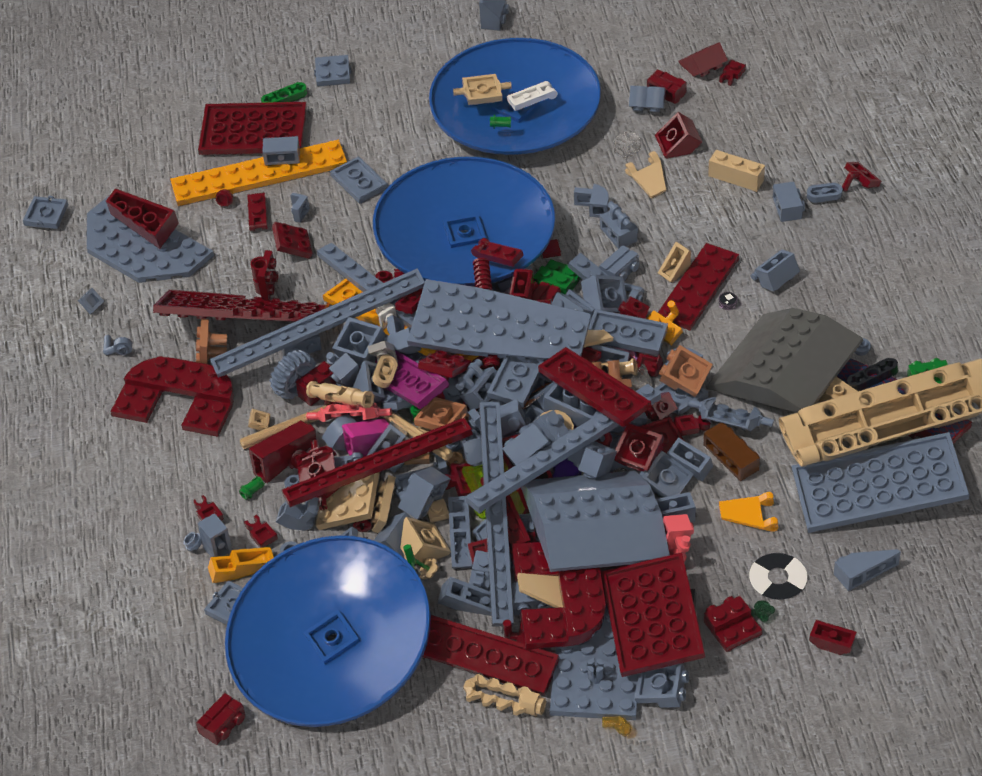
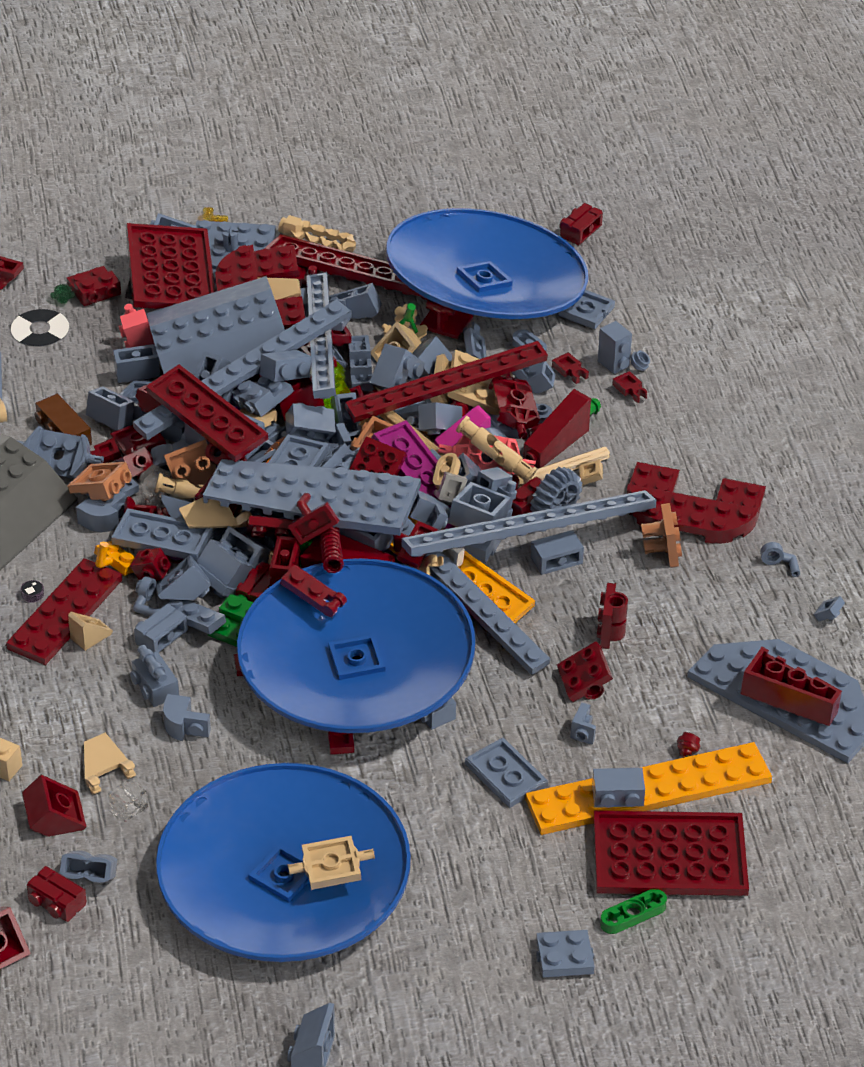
camera: 175 degrees right, 5 degrees down
(232, 306) = (657, 568): dark red wing -> none
(238, 564) = (580, 340): light orange slope -> none
(257, 211) = (640, 728): dark red plate -> none
(500, 121) = (307, 809): green pin -> none
(503, 286) = (312, 522): none -> dark red plate
(532, 95) = (257, 851): white plate -> none
(748, 511) = (55, 376): light orange flag -> none

